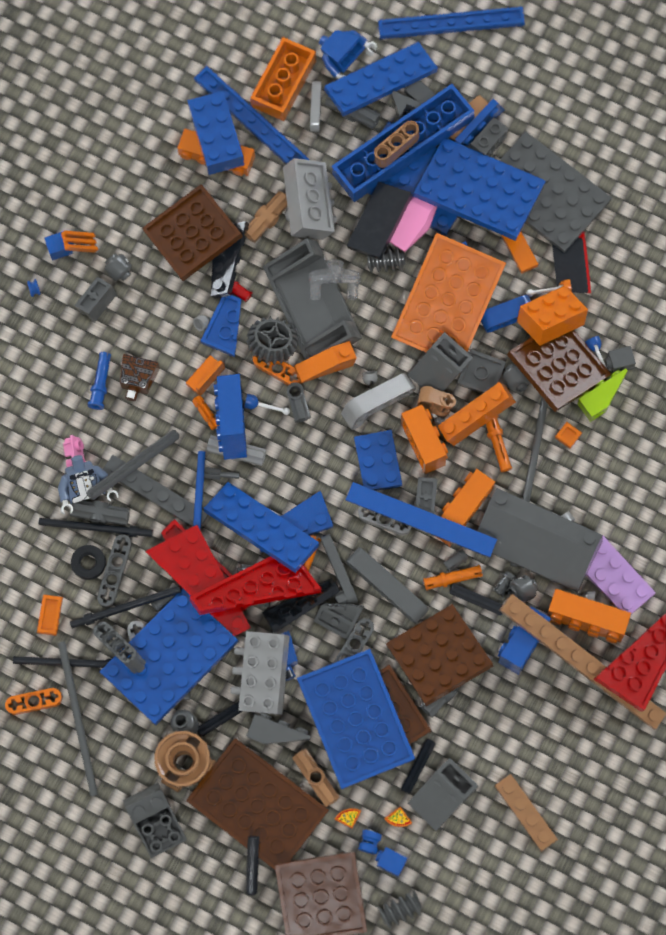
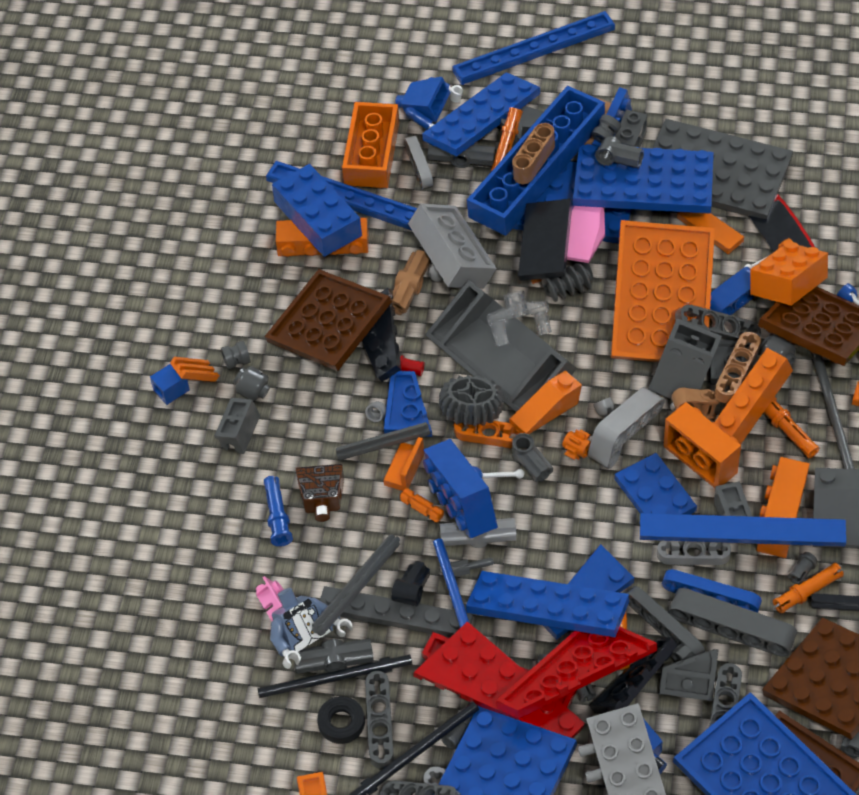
camera: 20 degrees left, 20 degrees down
(33, 287) = (155, 436): blue bush -> none
(114, 237) = (235, 355): none -> dark grey wheel
(169, 480) = (410, 587): none -> black piece
(197, 351) = (383, 441): none -> dark grey axle
(335, 403) = (576, 444): none -> orange gear
(382, 556) = (676, 579): none -> blue beam
(392, 108) = (508, 135): none -> orange pin
(463, 160) = (614, 152): none -> dark grey piece
(467, 134) = (607, 127): none -> dark grey wheel
(477, 382) = (736, 366): none -> medium nougat beam
(479, 341) = (718, 320): none -> dark grey beam

